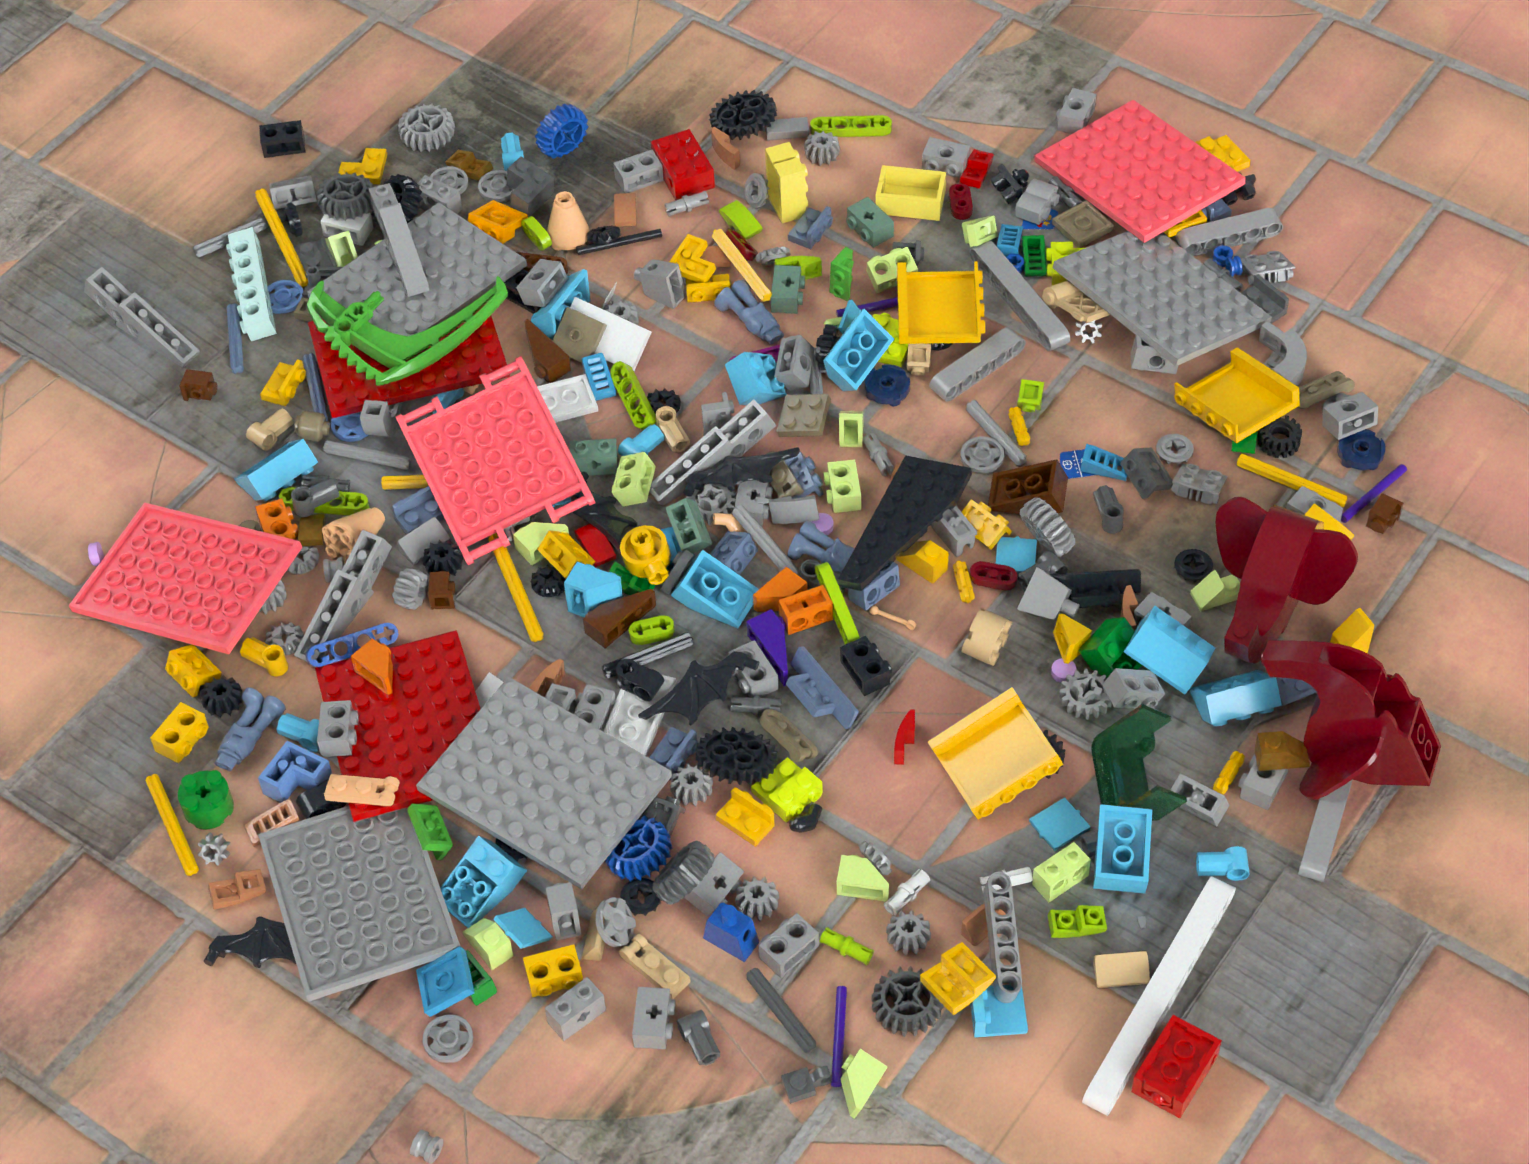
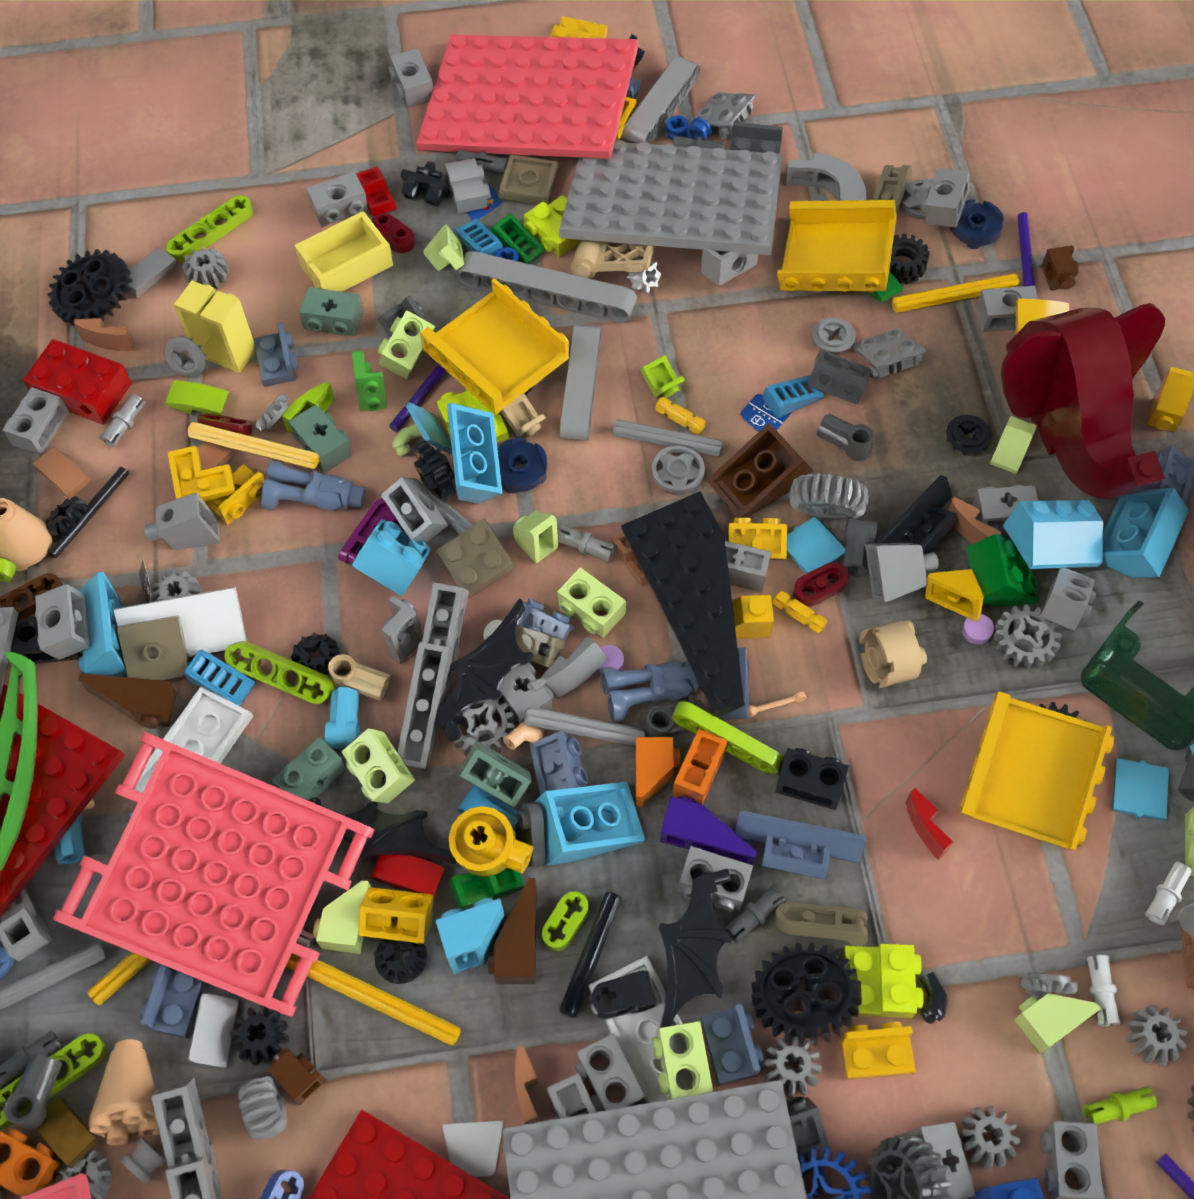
camera: 45 degrees left, 10 degrees up
(641, 733) = (692, 1060): none -> yellowish green brick

